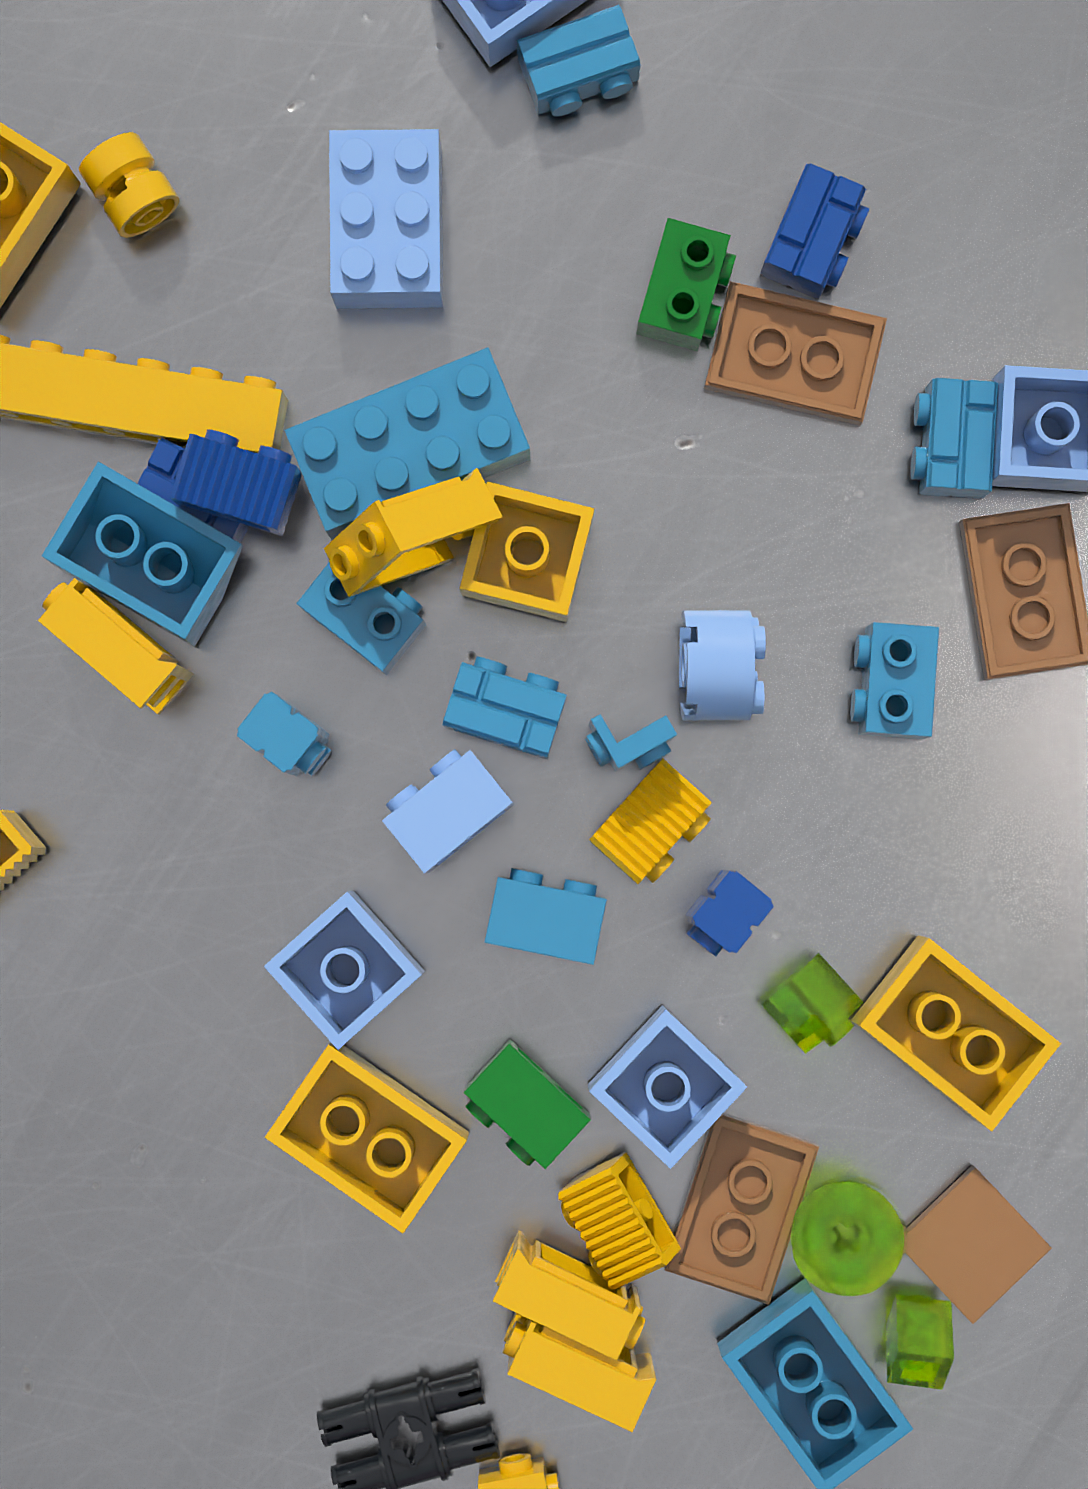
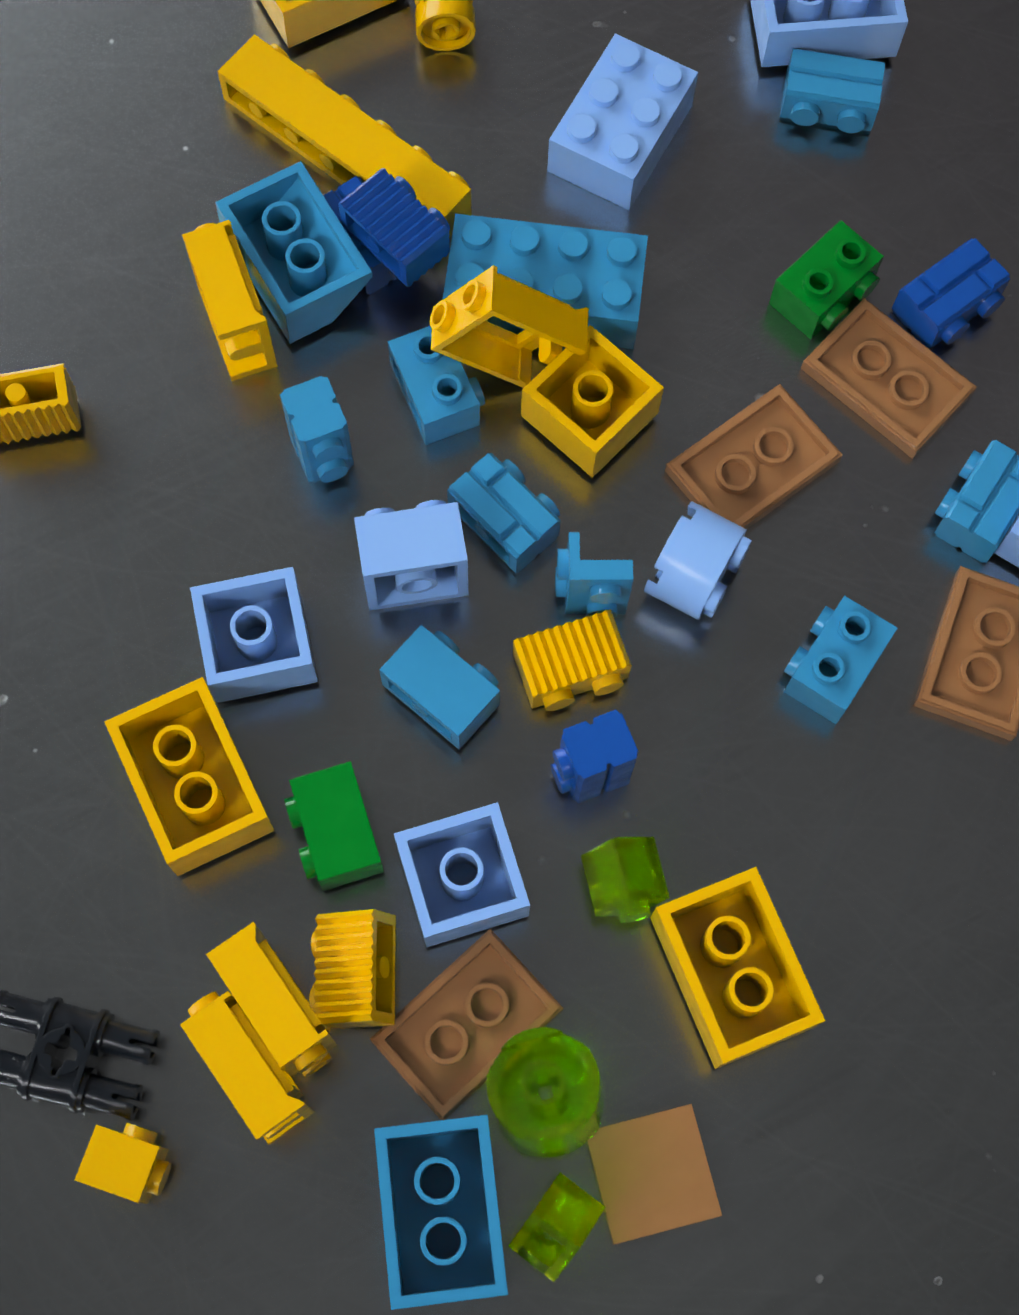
camera: 25 degrees right, 15 degrees down
(711, 518) = (755, 460): none -> medium nougat tile

